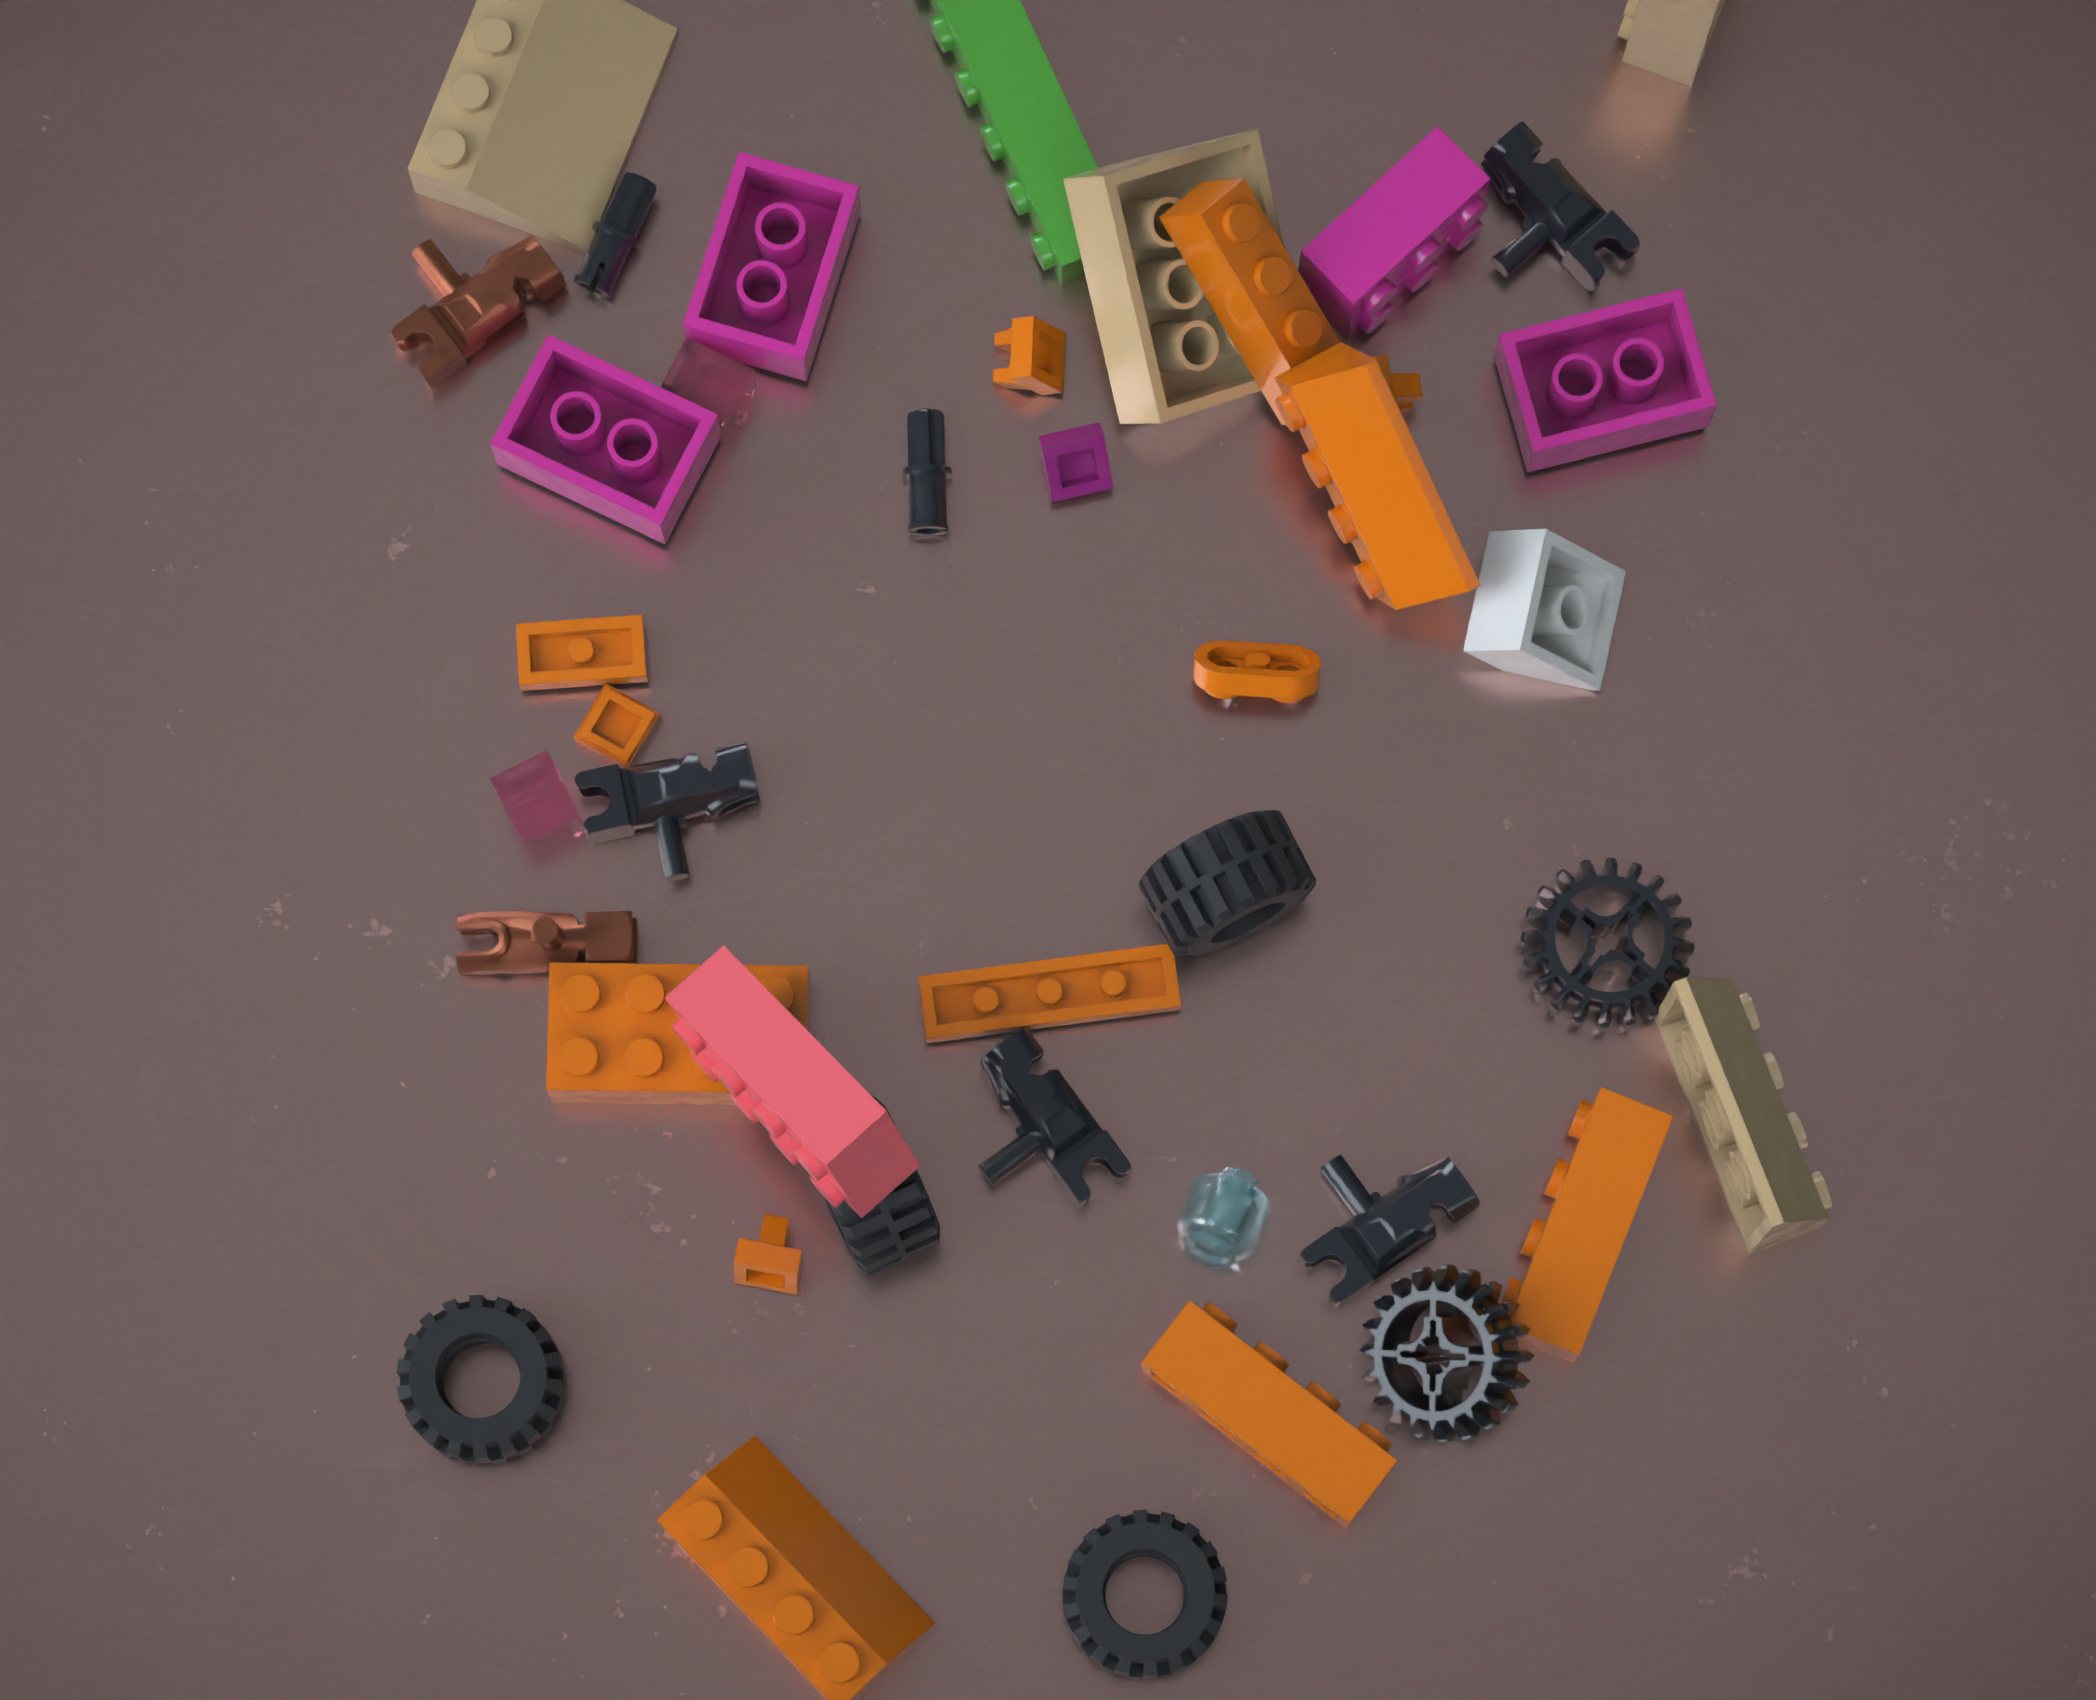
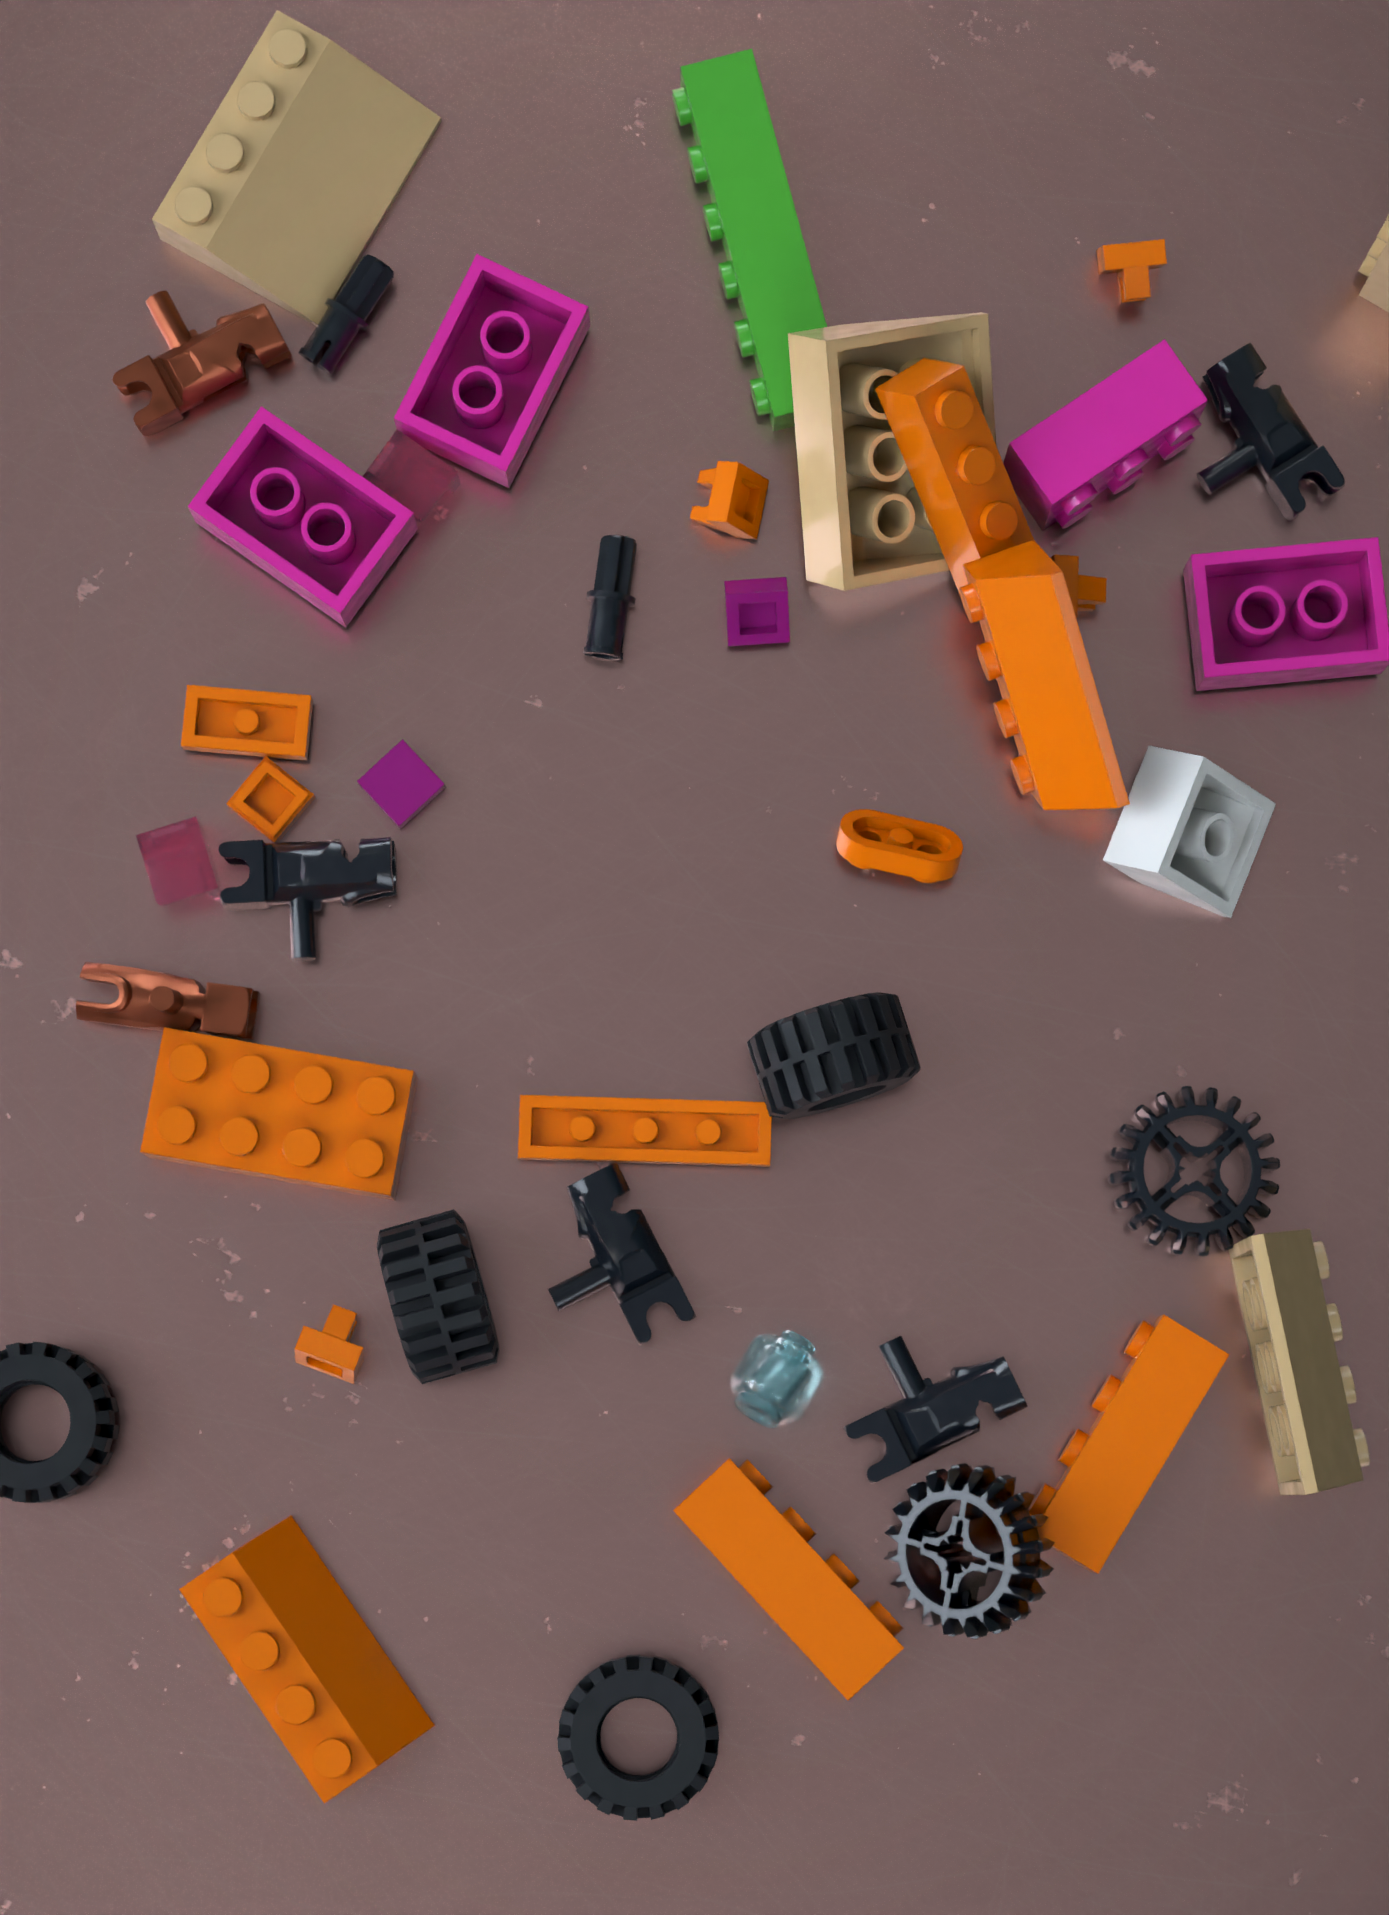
camera: 10 degrees right, 5 degrees up
(746, 690) = (401, 784): none -> magenta tile
(790, 1084) = (368, 1198): coral brick -> none
(1392, 65) = (1132, 266): none -> orange tile

